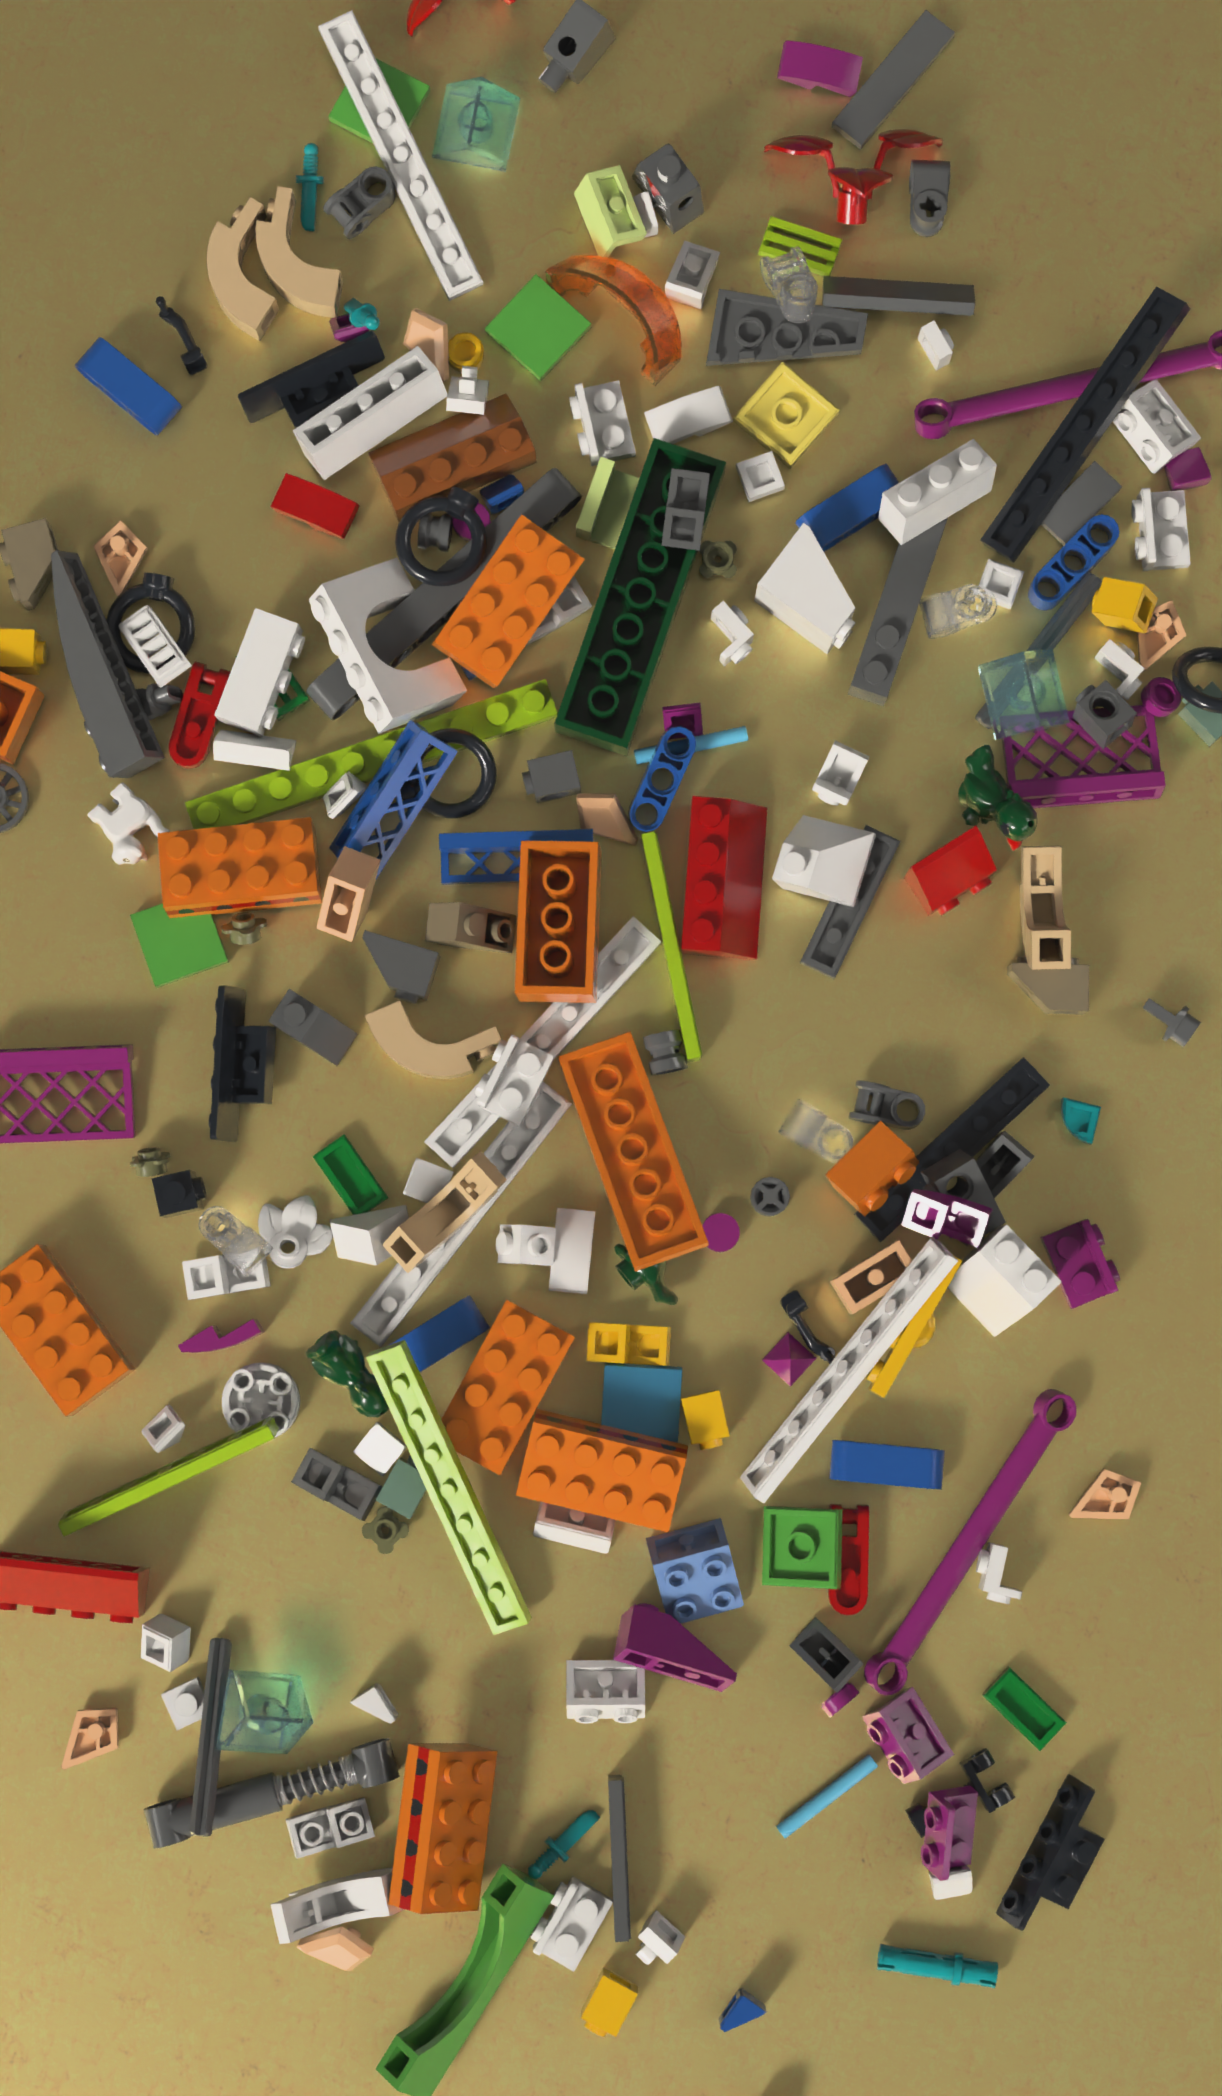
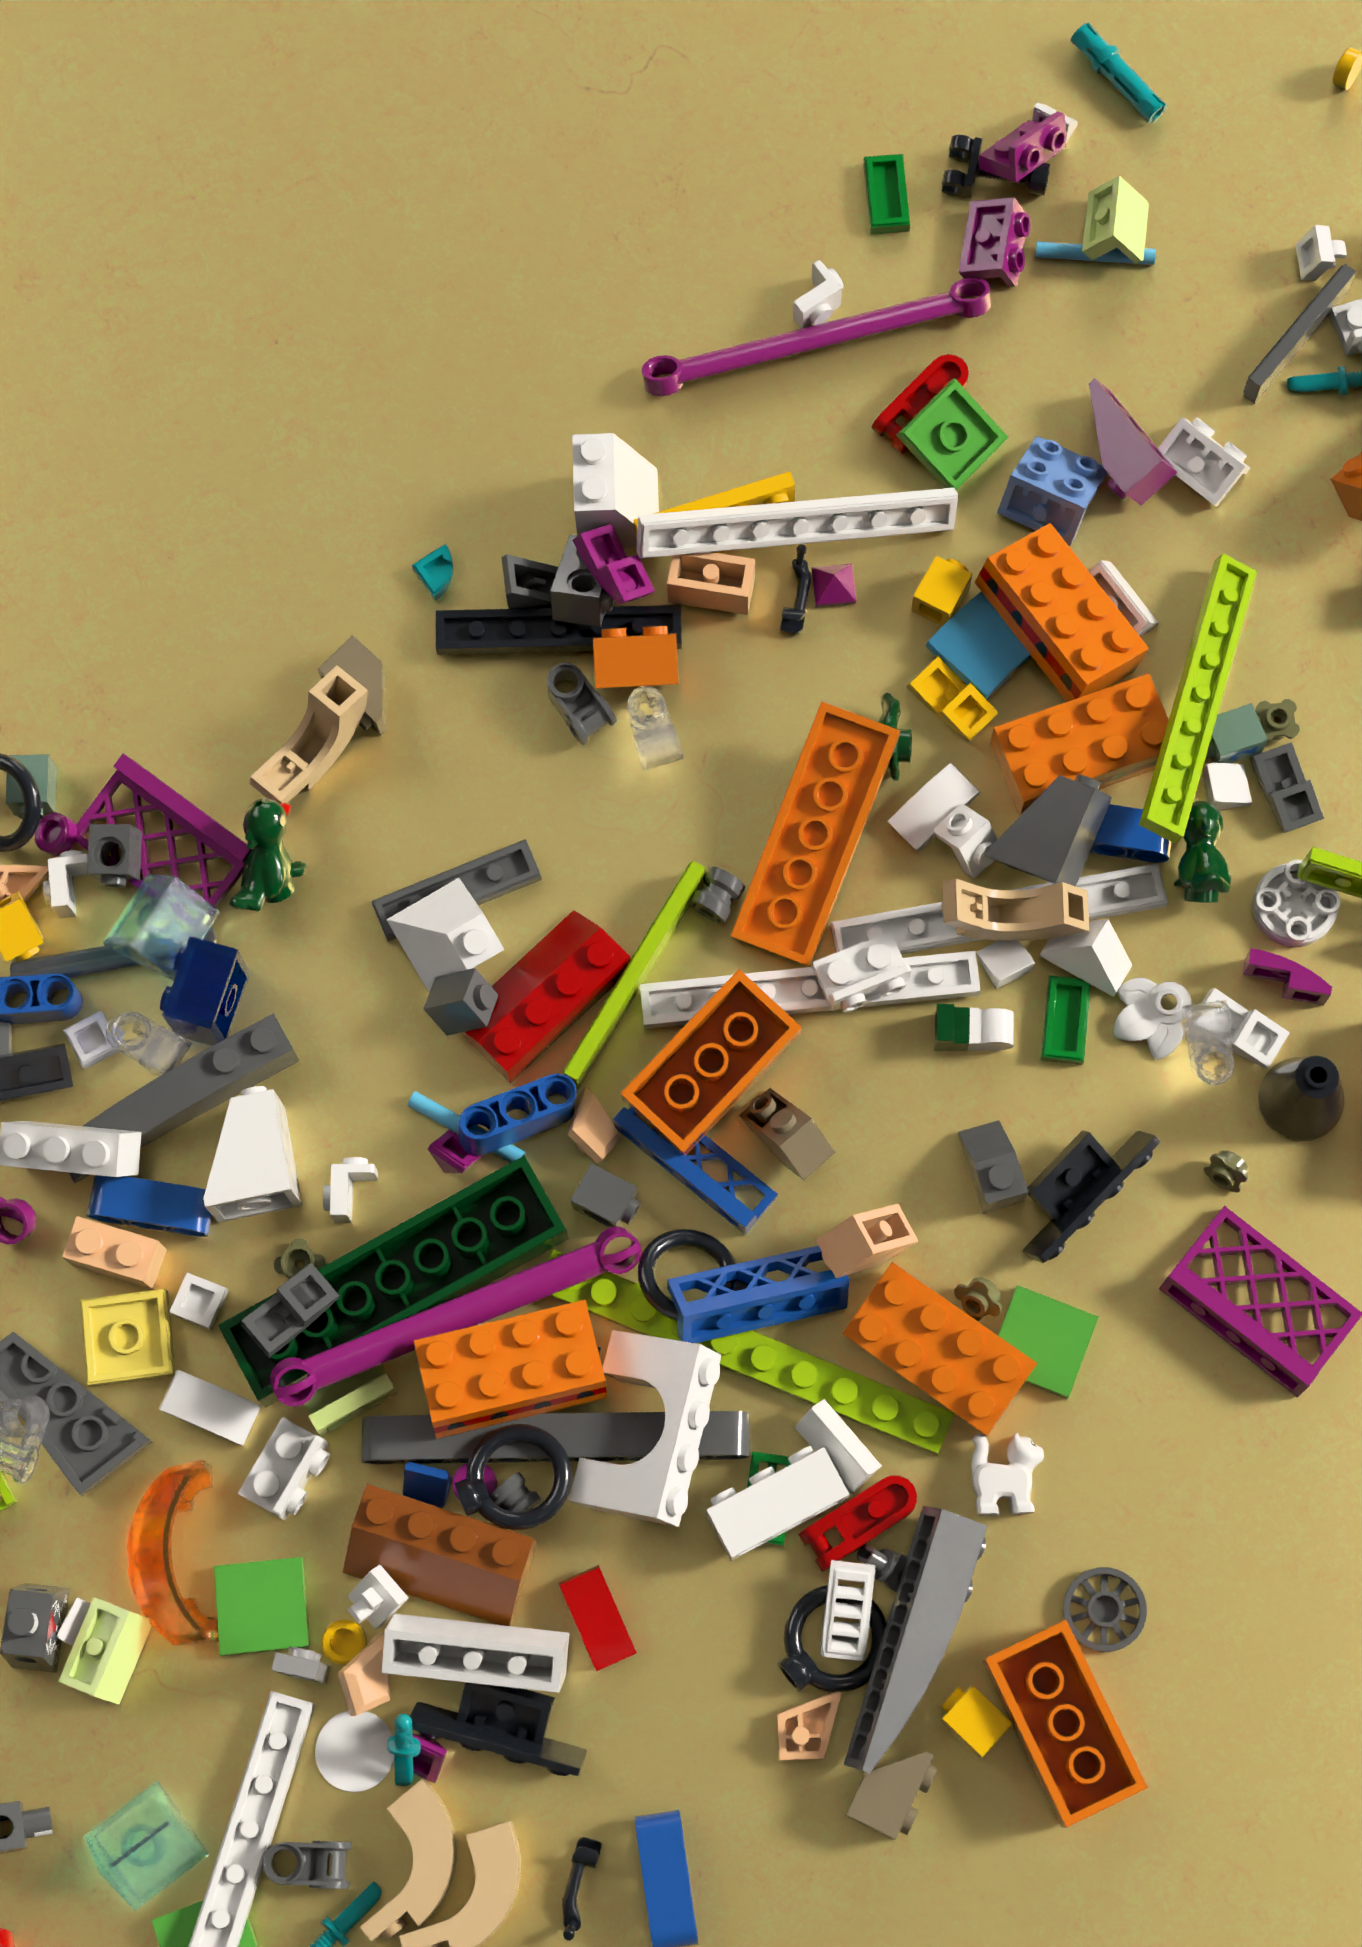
camera: 135 degrees left, 10 degrees down
(156, 1266) = (1302, 1097): none -> black cone
(179, 1193) = (1224, 1121): black brick -> none
(343, 794) = (796, 1334): white slope -> none
(396, 292) = (354, 1751): none -> white sticker
(404, 966) = (870, 1147): dark grey slope -> none
(406, 1112) = (973, 1029): none -> leg
(432, 1060) = (918, 1058): tan arch -> none
(463, 1292) = (1055, 831): none -> dark grey slope
(472, 306) = (301, 1664): none -> light grey piece
(576, 606) = (455, 1315): none -> magenta piece
(691, 274) = (87, 1528): white slope -> none
(721, 1232) = (797, 721): magenta tile -> none
(741, 2010) = (1299, 156): blue slope -> none
(769, 819) = (461, 1001): none -> dark grey brick
(774, 1198) = (736, 705): dark grey wheel -> none
(826, 1654) = (1004, 342): dark grey slope -> none
(830, 1831) = (1115, 220): none -> yellowish green panel
(840, 774) = (369, 993): white bracket -> none
(840, 1699) = (1023, 307): magenta tile -> none
(844, 456) = (114, 1252): none -> light nougat brick
(886, 1464) = (830, 442): blue beam -> none
(948, 672) = (205, 991): none -> clear blue brick
(951, 872) = (355, 837): red slope -> none
(1056, 1857) = (960, 75): black bracket -> none
(1081, 1263) = (538, 466): magenta bracket -> none
(1107, 1497) = (682, 284): light nougat piece -> none
(1179, 1027) = (293, 573): dark grey piece -> none

